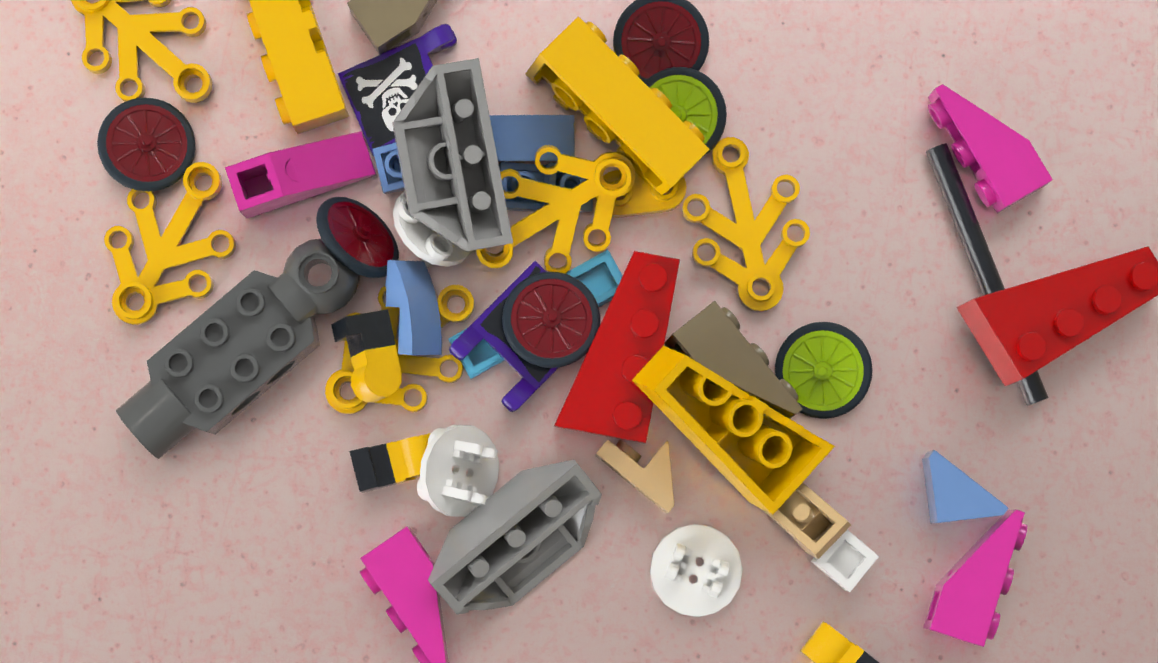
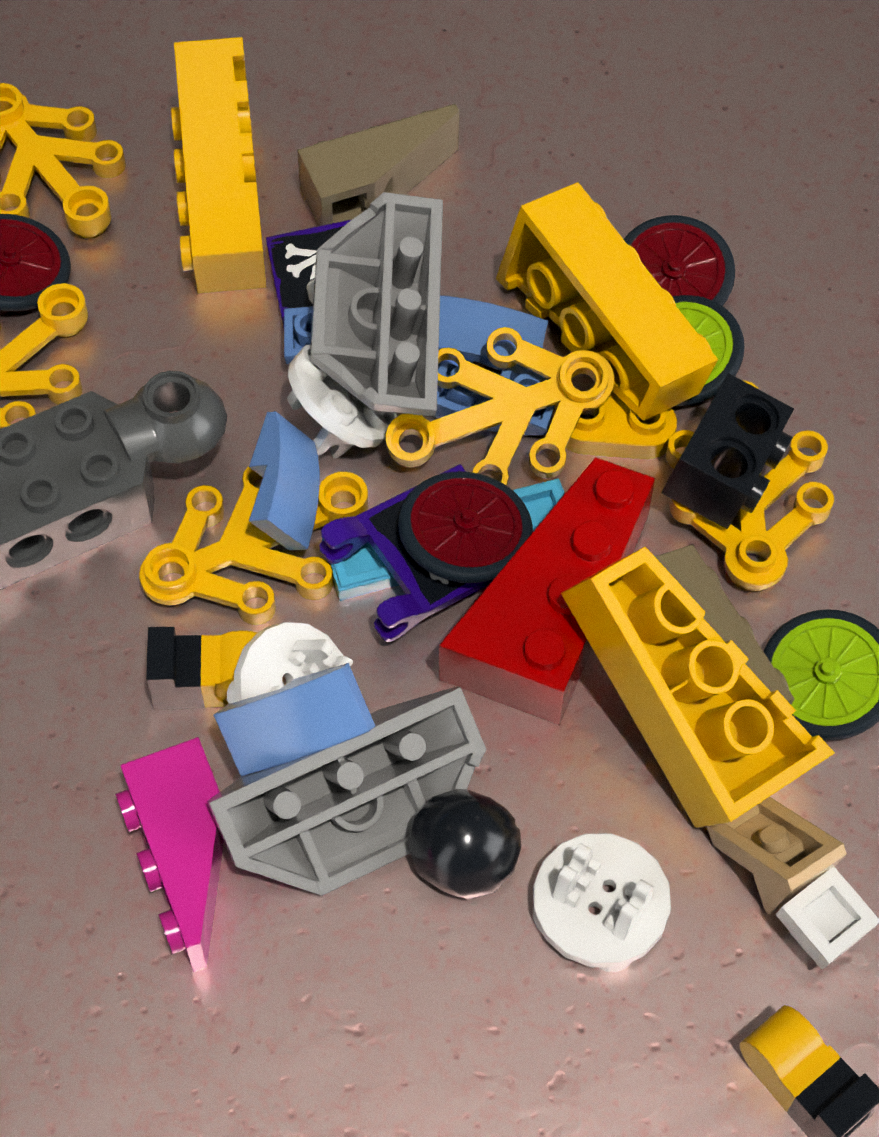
camera: 15 degrees right, 25 degrees down
(299, 173) = (179, 314): dark pink slope -> none
(356, 236) = (231, 386): dark red wheel -> none
(372, 354) = (215, 518): leg -> none
(475, 512) = (294, 720): none -> medium blue slope
(600, 555) = (465, 843): none -> black hair
(652, 481) = (552, 757): tan slope -> none
(719, 213) = (729, 451): none -> black brick

